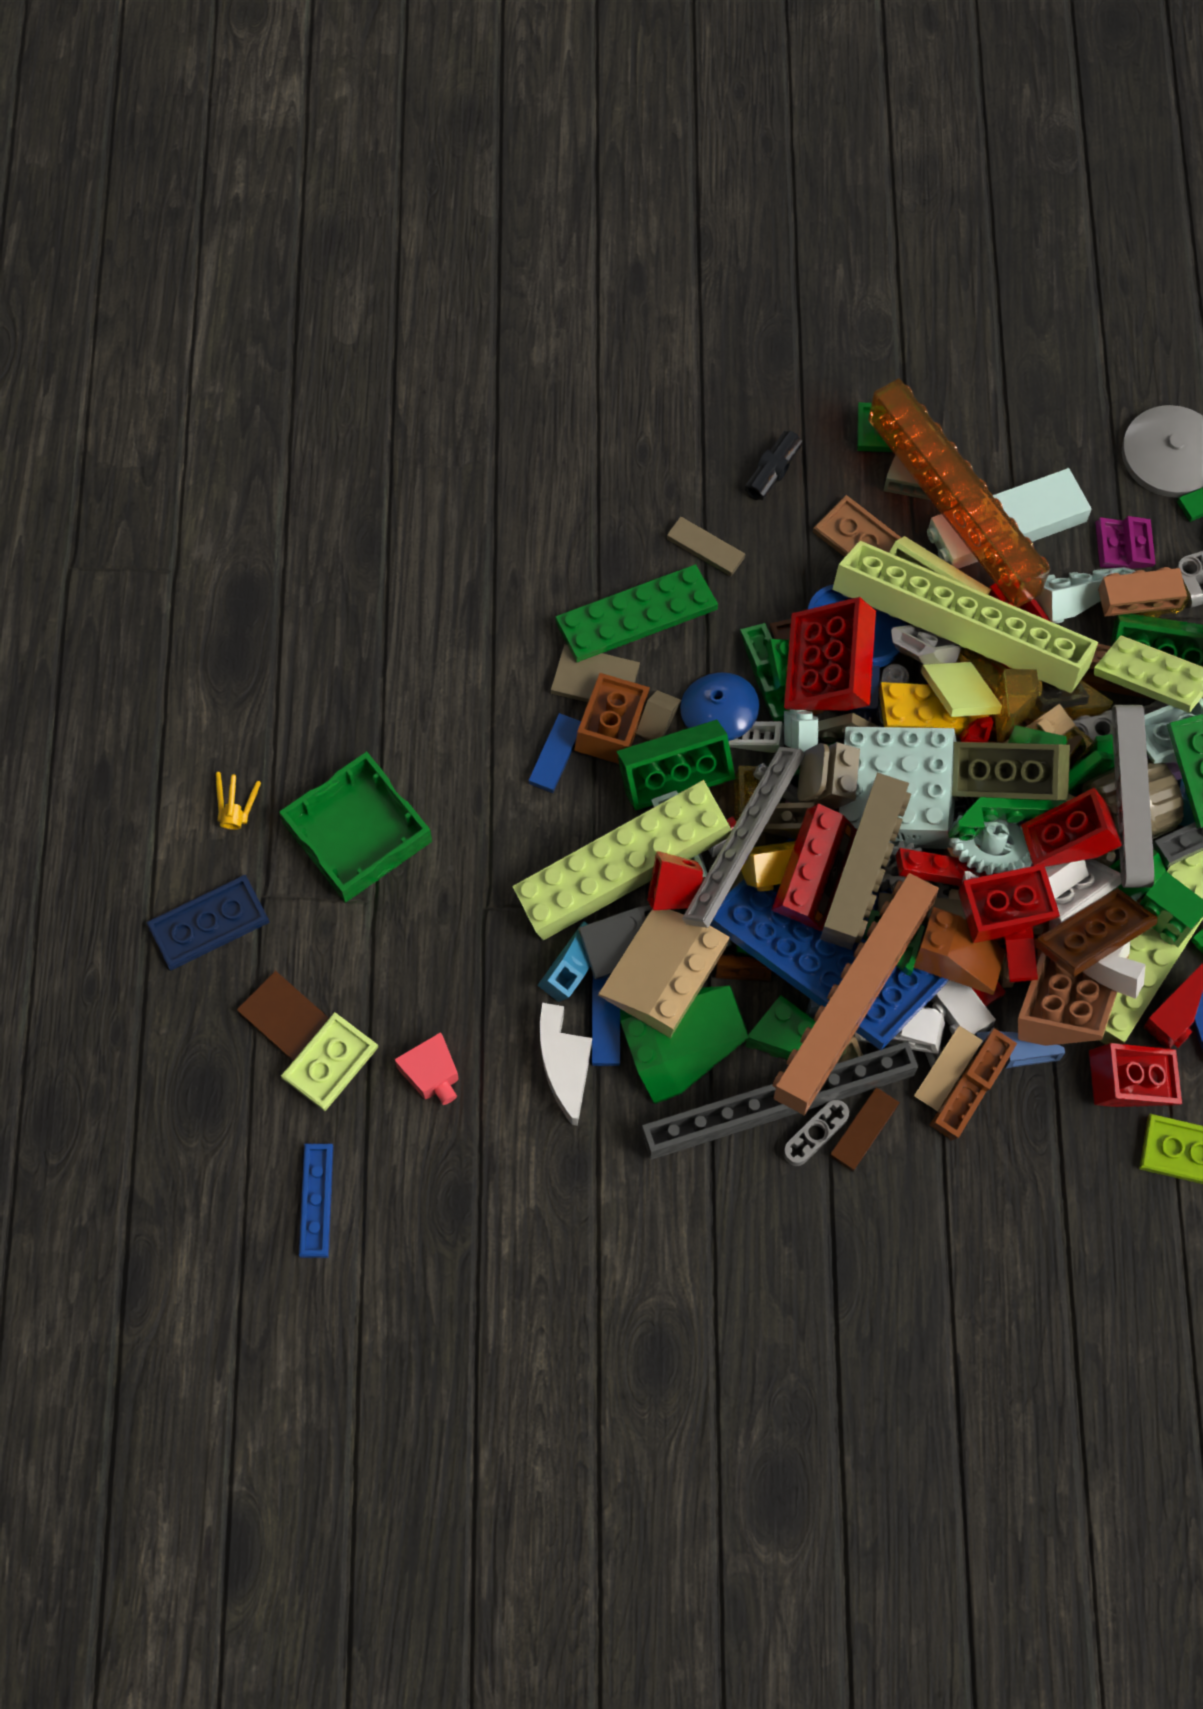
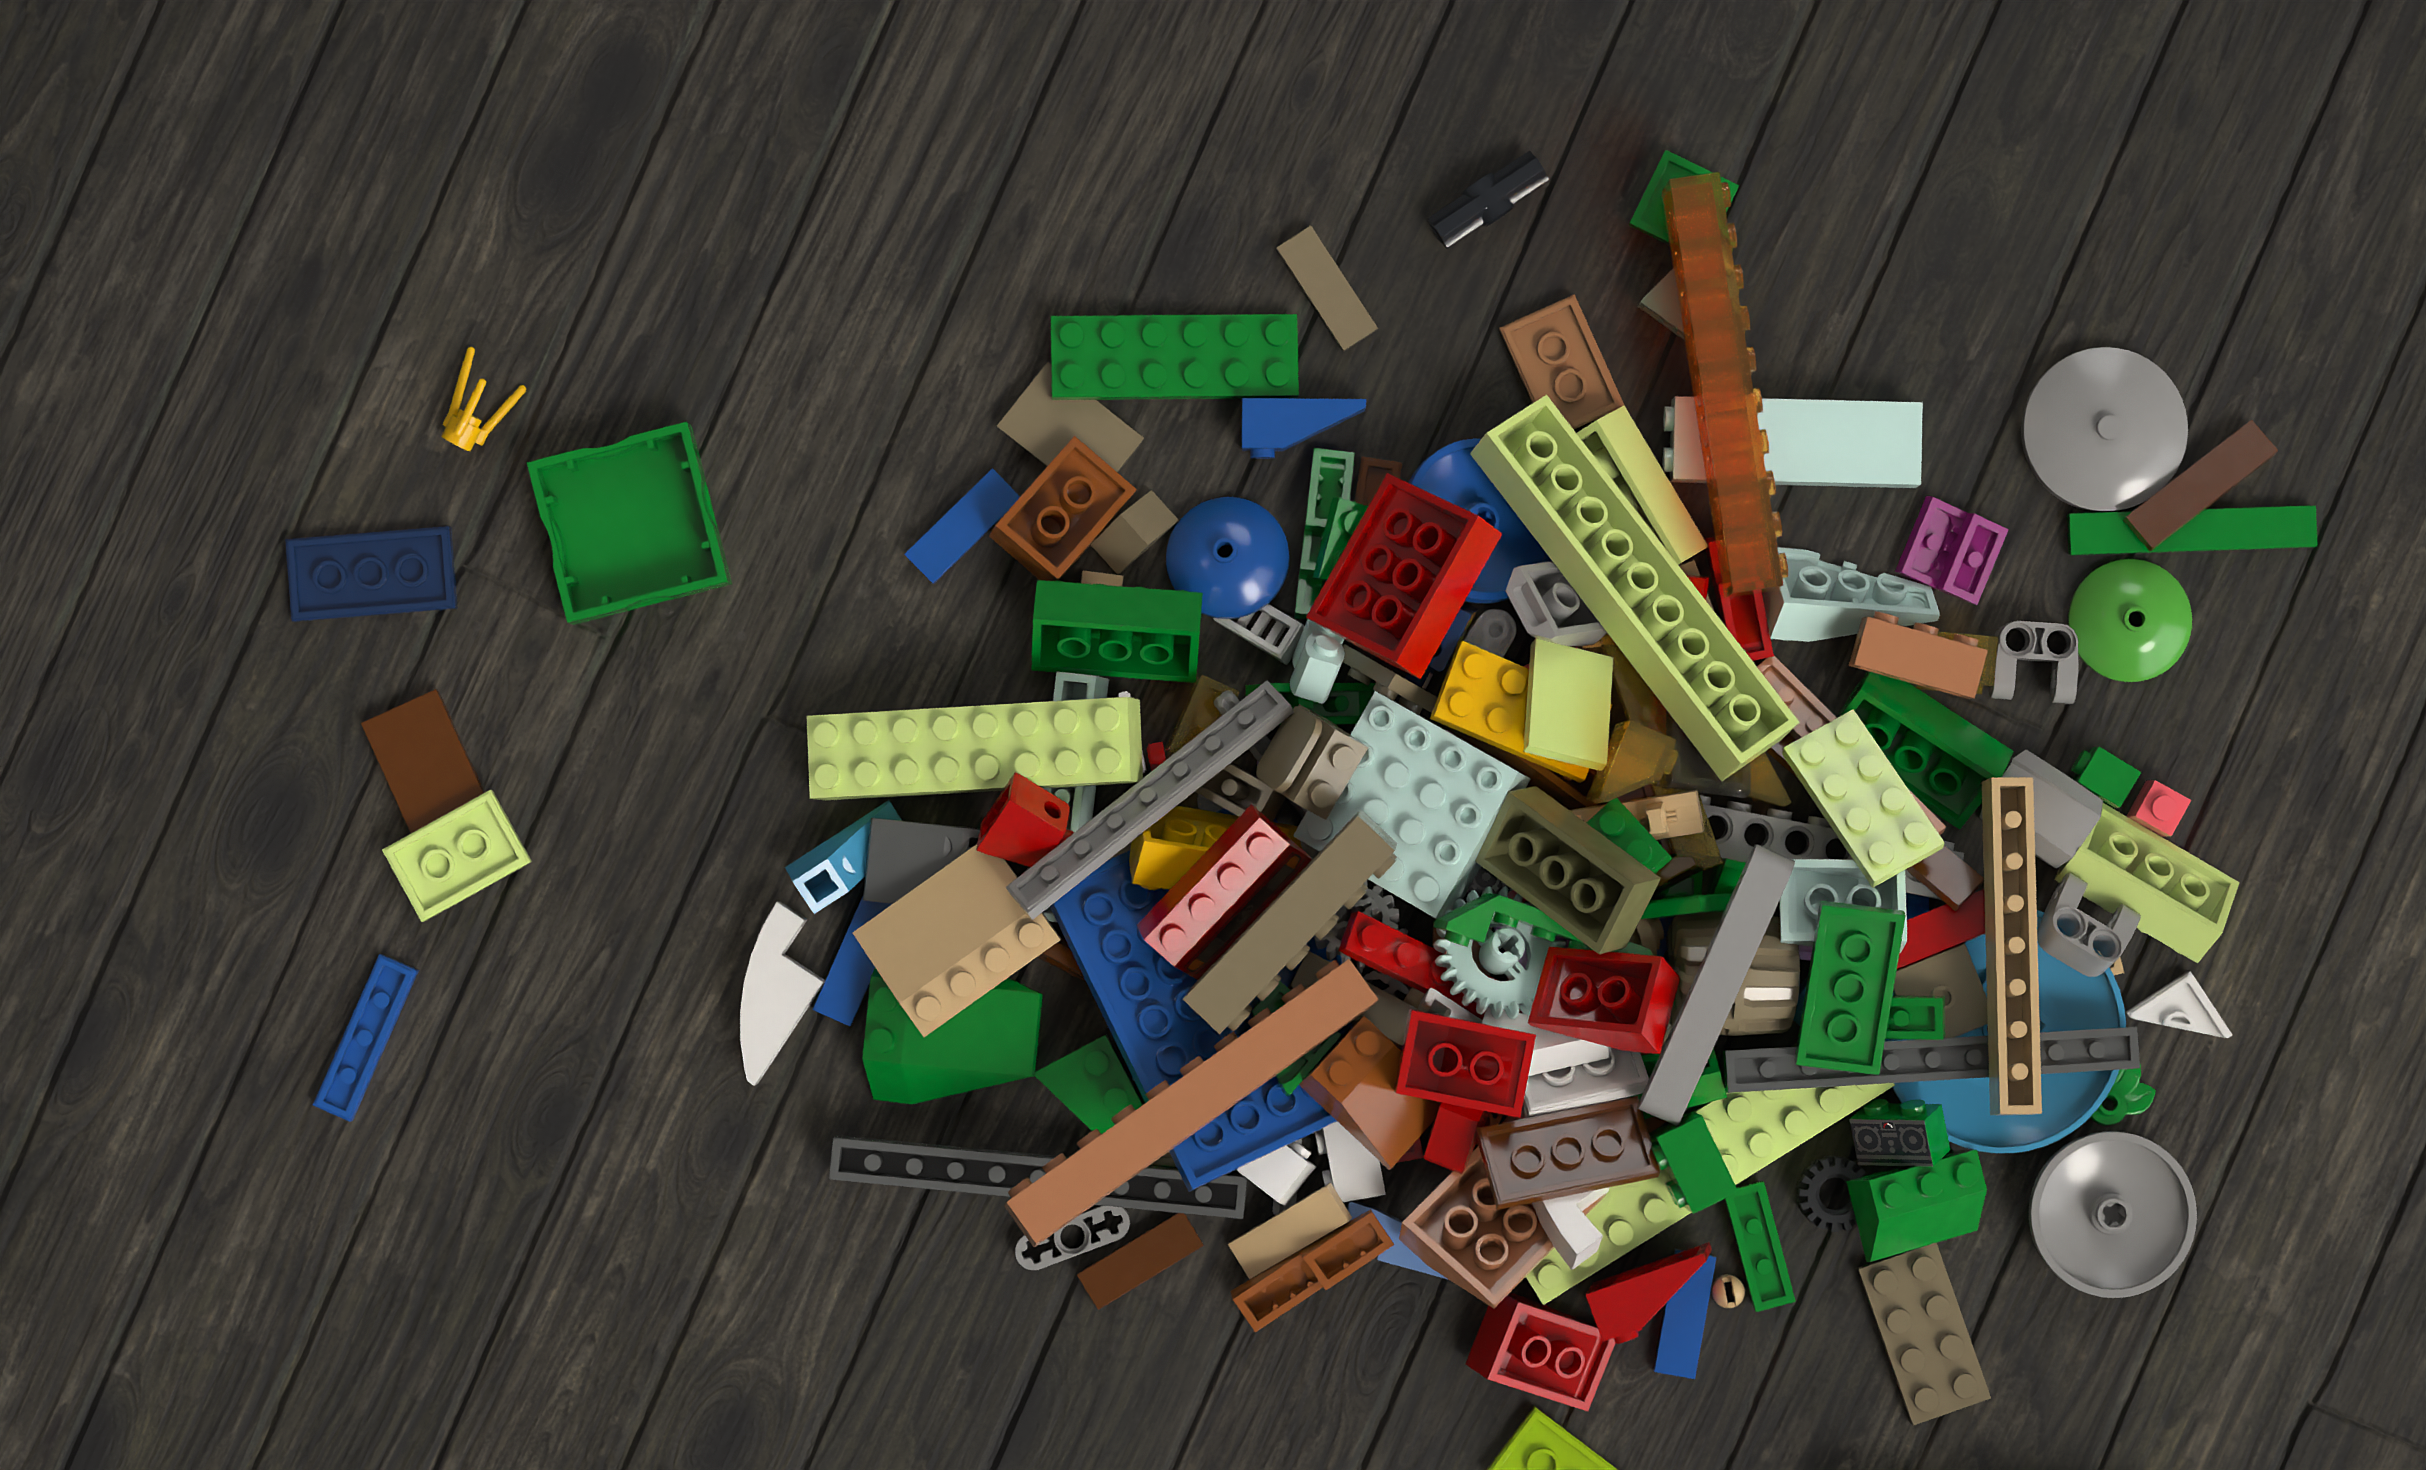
camera: 25 degrees right, 20 degrees up
(430, 1069) = (589, 926): coral torso -> none
(715, 622) = (1283, 423): none -> blue slope
(977, 730) = (1560, 777): red tile -> none

